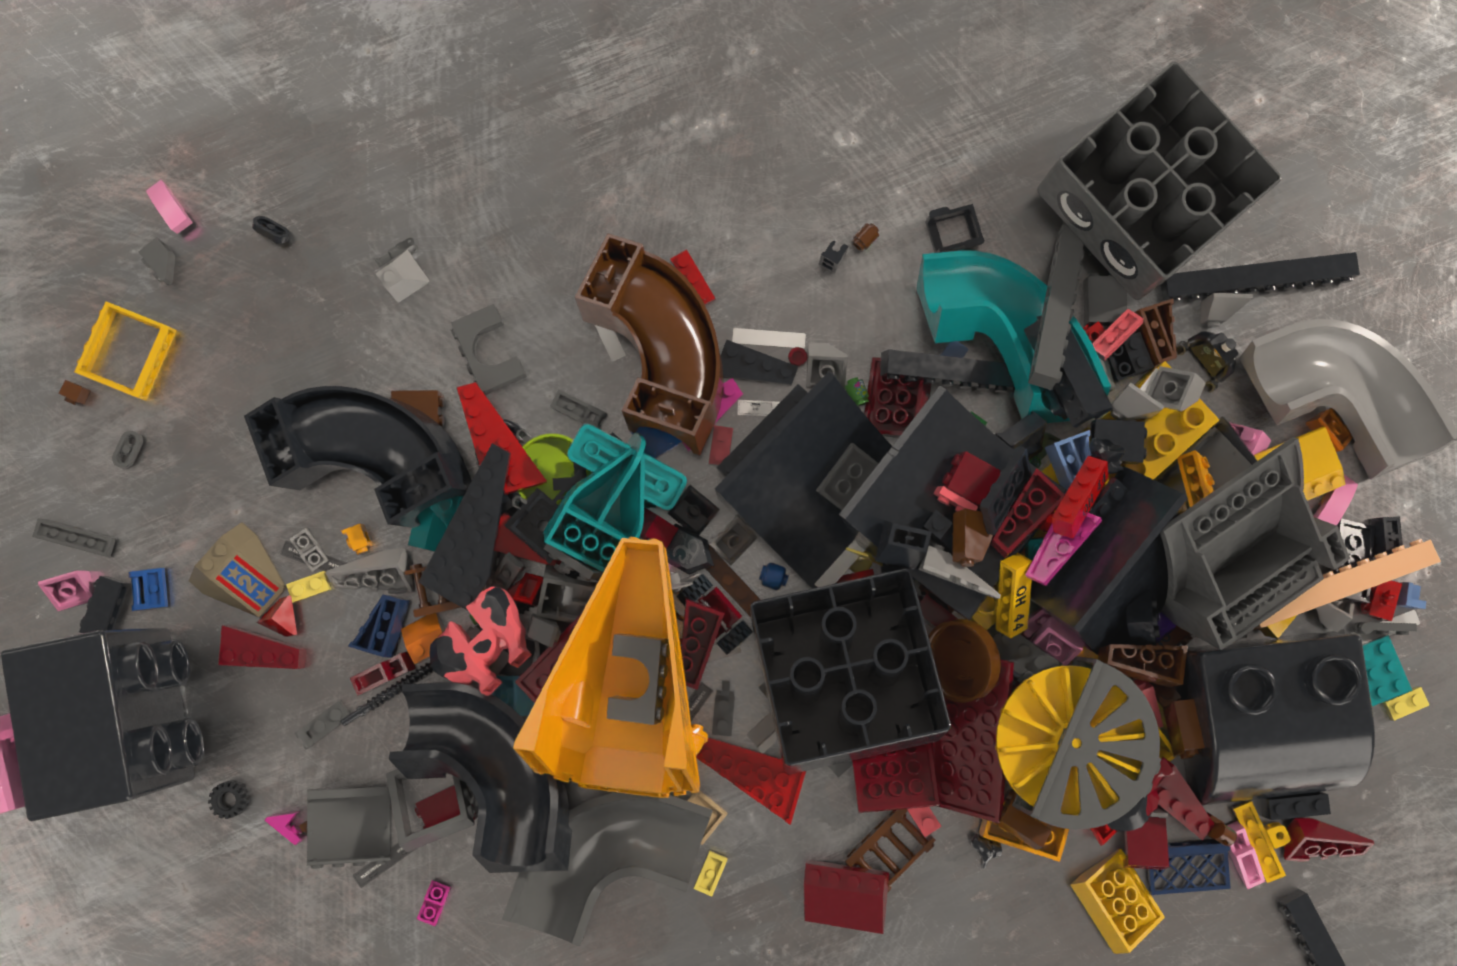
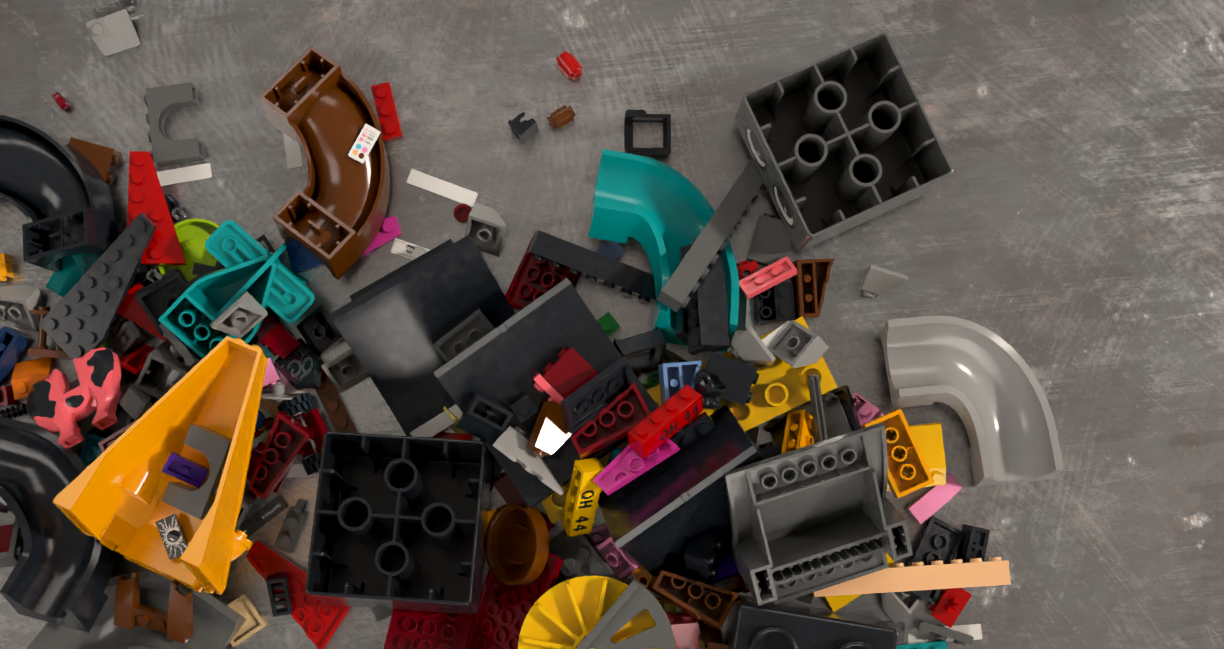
camera: 25 degrees right, 0 degrees up
(368, 358) = (60, 101): none -> dark red tile
(514, 395) = (185, 174): none -> white sticker
(577, 409) = (240, 204): dark grey plate -> none
(599, 839) = (129, 612): none -> reddish brown wedge
(619, 681) = (185, 469): none -> dark purple plate
(624, 515) = (240, 316): none -> light grey slope
(625, 751) = (172, 536): none -> tile
(688, 314) = (364, 143): none -> white sticker
(720, 444) = (365, 274): coral plate -> none
(727, 763) = (281, 577): none -> black slope
(753, 365) = (418, 209): black wing -> none
(773, 576) = (376, 414): blue head -> none
(857, 391) = (508, 262): bright green brick -> none
(858, 184) = (569, 65): none -> red brick
(1209, 447) = (817, 407): none -> dark grey axle
(1215, 353) = (860, 323): black torso -> none
(1261, 276) = (927, 261): black brick -> none
(1322, 479) = (910, 455): none -> light orange brick
(1335, 427) = (953, 429): orange slope -> none
(1410, 595) = (979, 609): medium blue panel -> none

